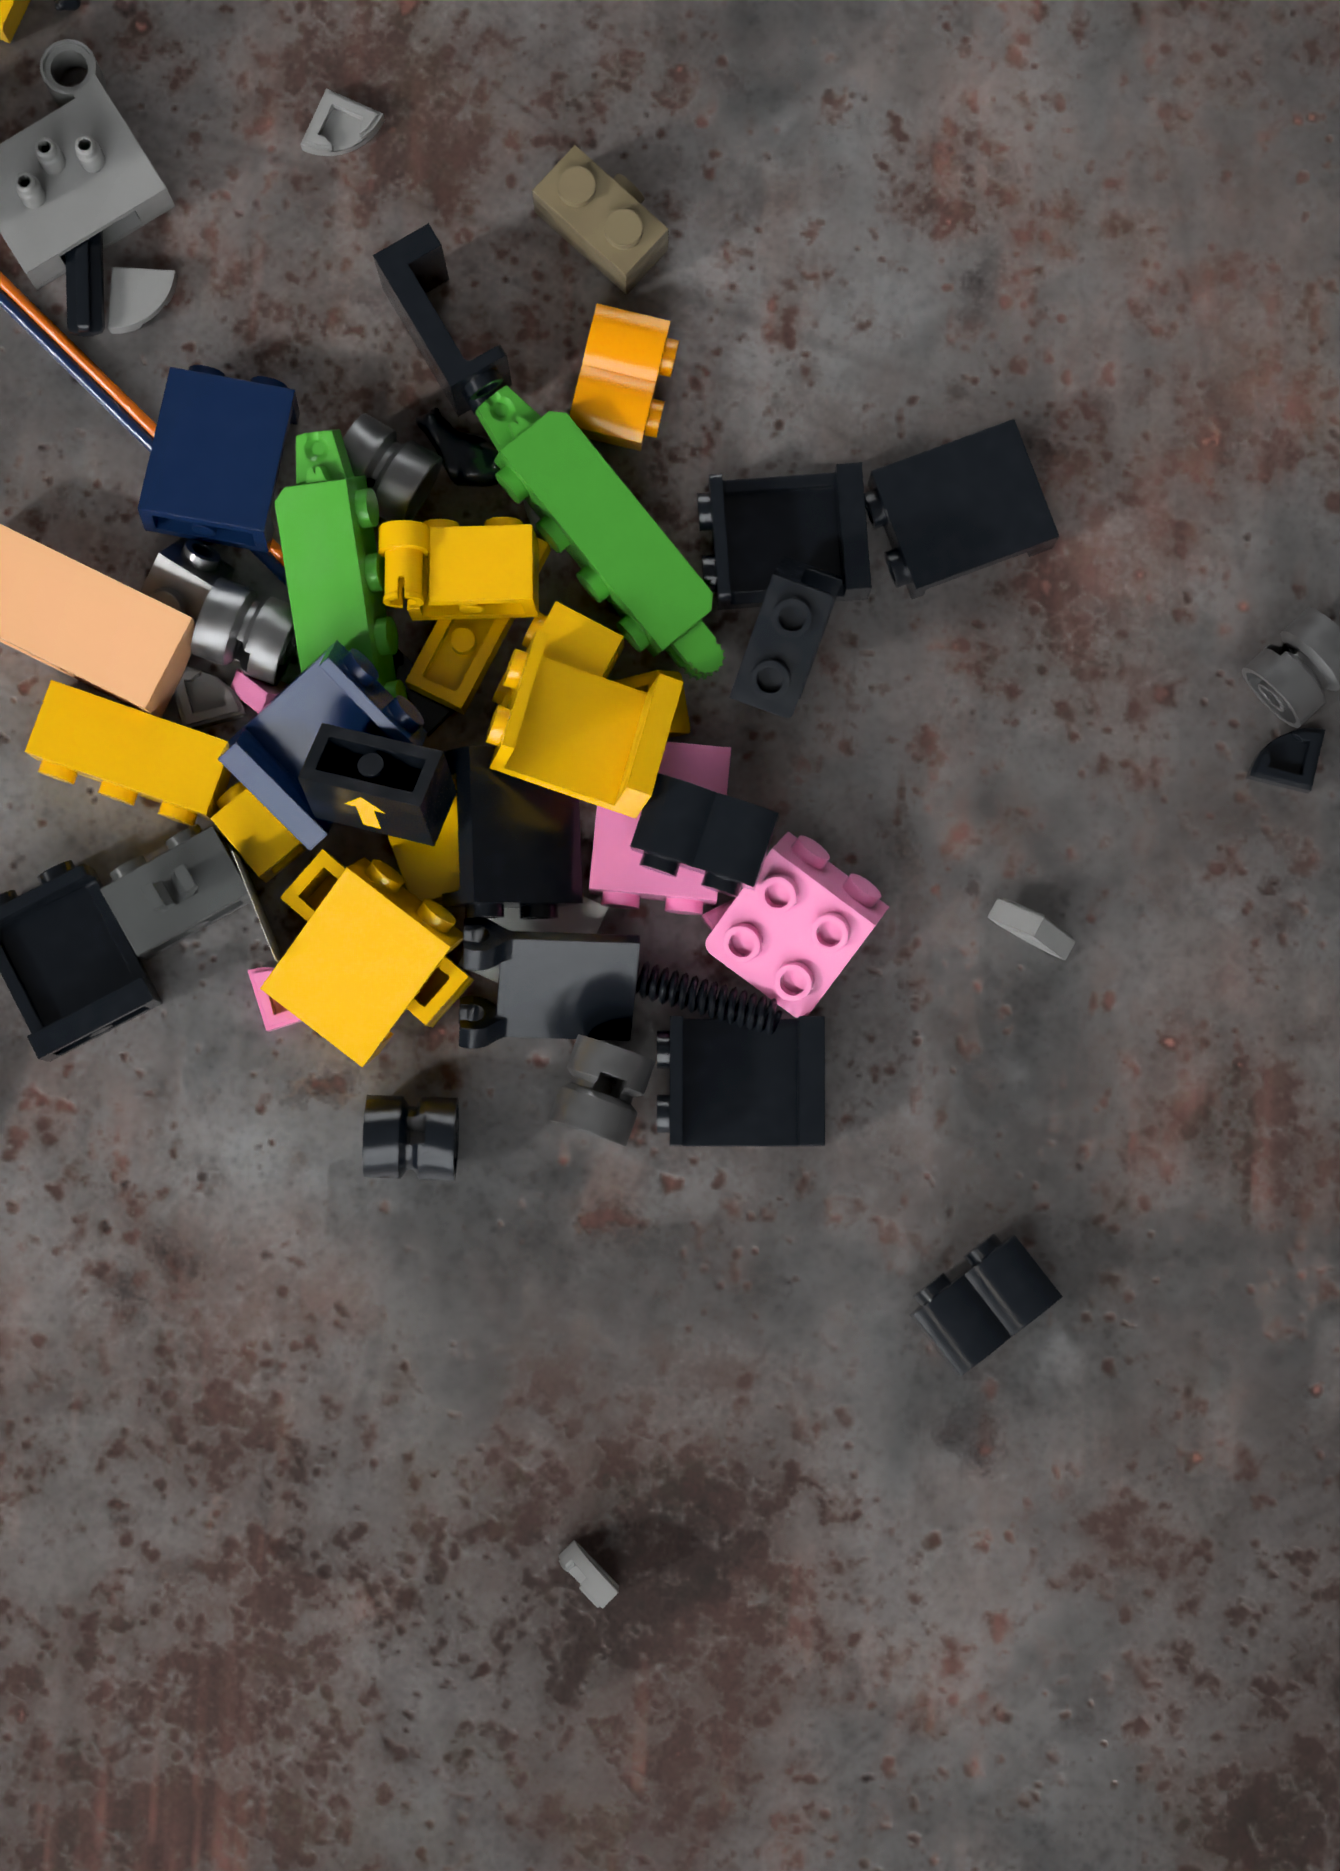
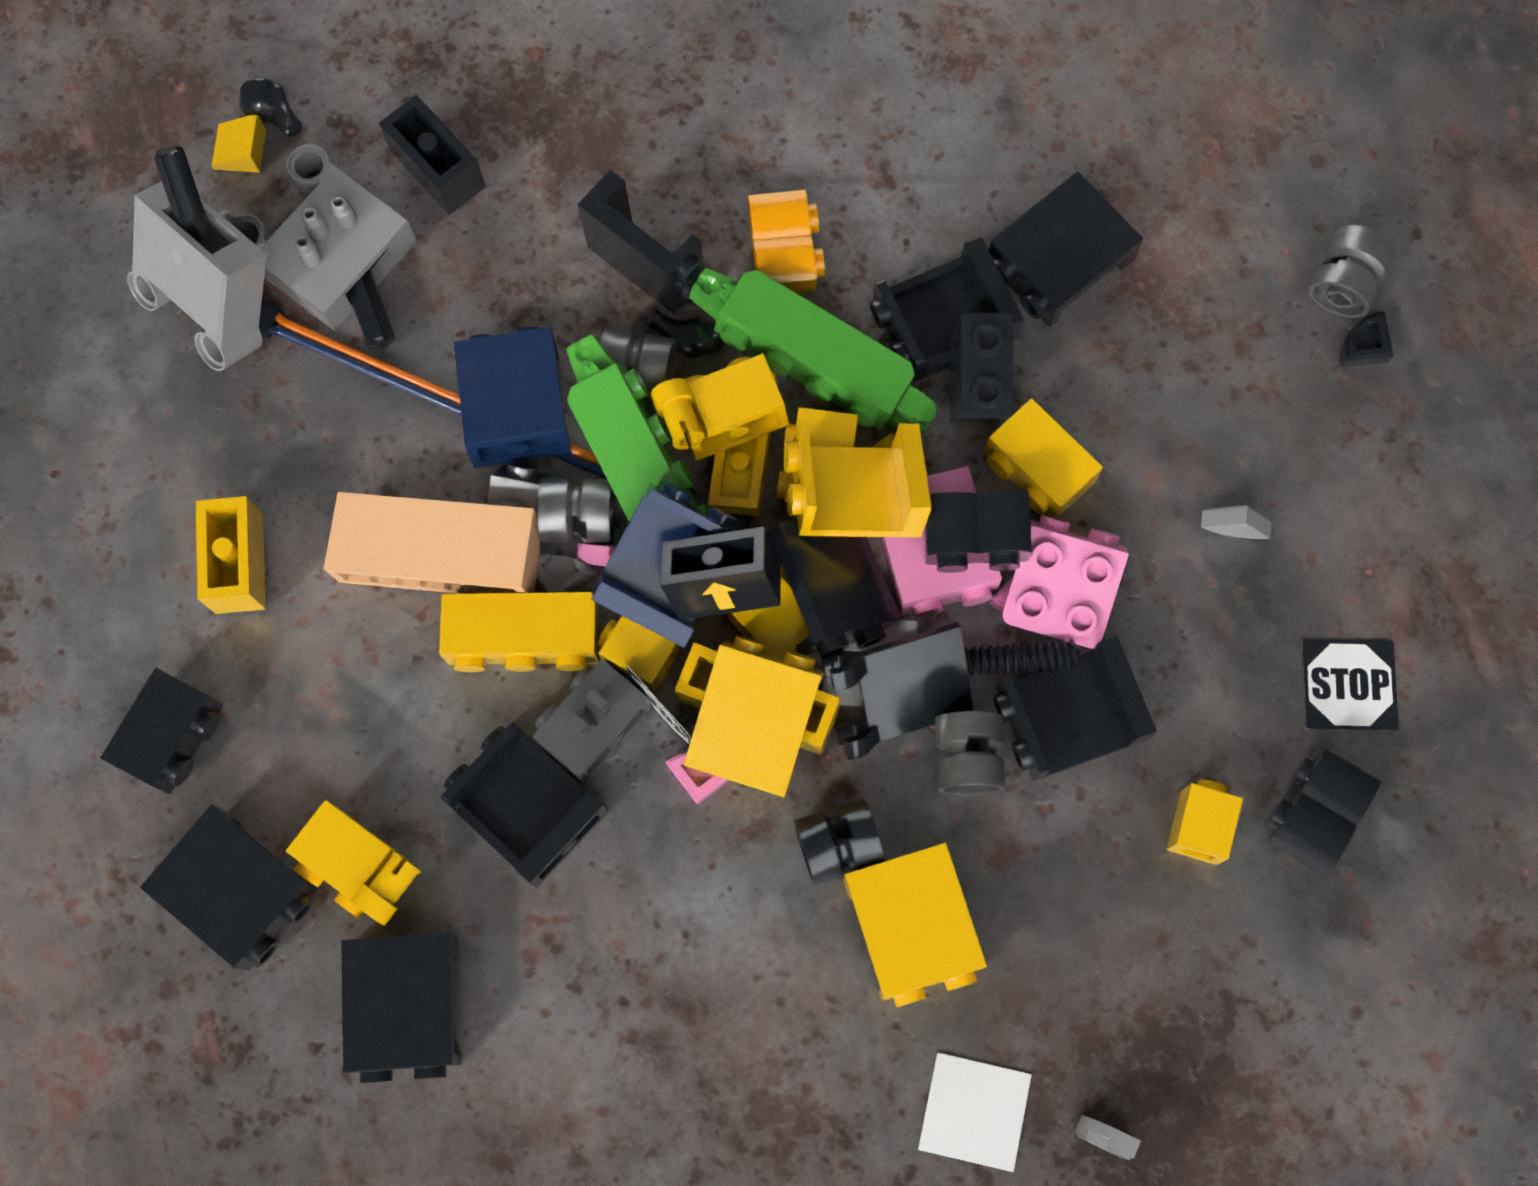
camera: 15 degrees left, 10 degrees down
(138, 296) = (412, 308): light grey tile -> none
(227, 107) = (432, 154): none -> black brick
(340, 126) = (517, 147): light grey tile -> none
(455, 1492) = (975, 1112): none -> white sticker
(461, 1263) = (915, 924): none -> yellow panel
(601, 218) = (728, 141): dark tan brick -> none
(827, 769) = (1041, 460): none -> yellow brick
(844, 1266) = (1205, 822): none -> yellow brick
(1087, 1168) = (1350, 684): none -> sticker

